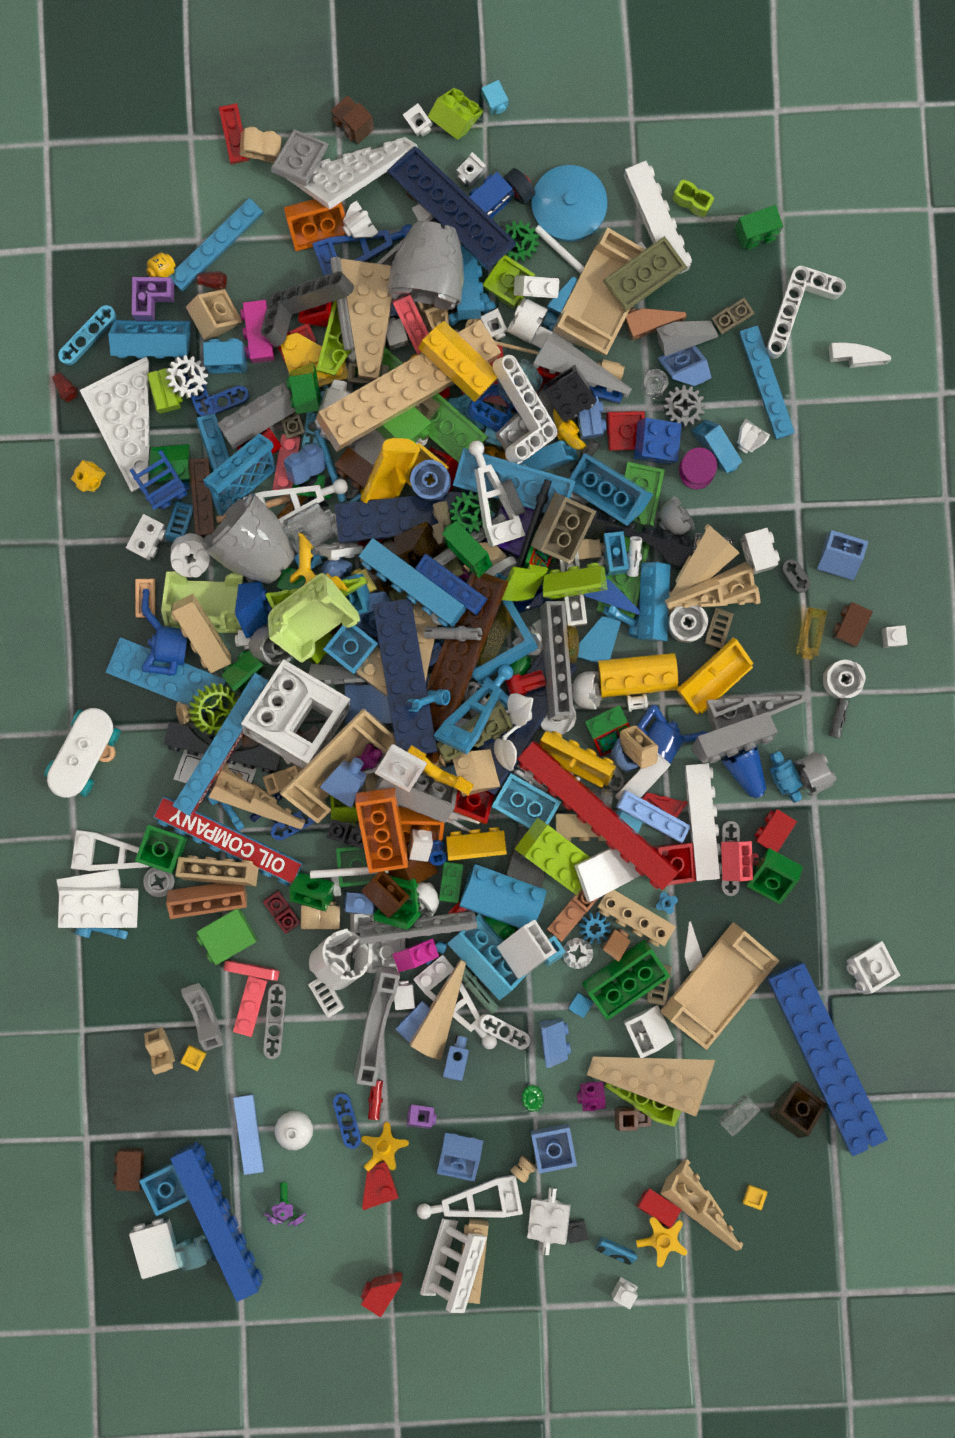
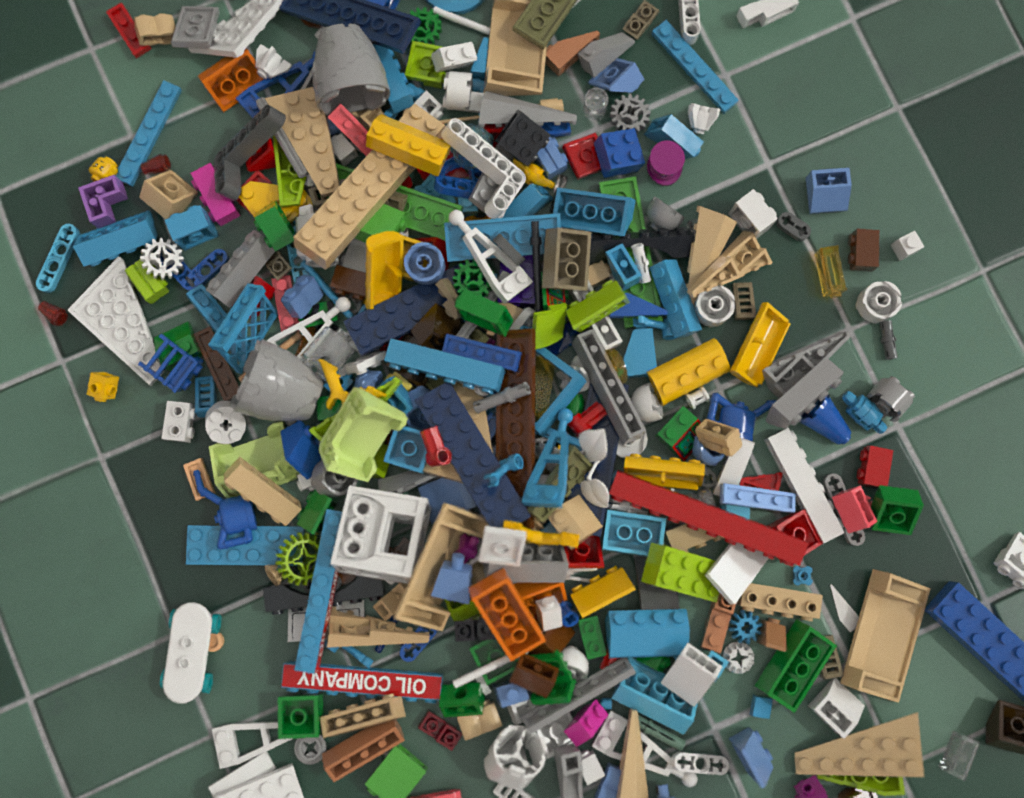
camera: 15 degrees left, 5 degrees down
(374, 655) = (435, 448): none -> red piece

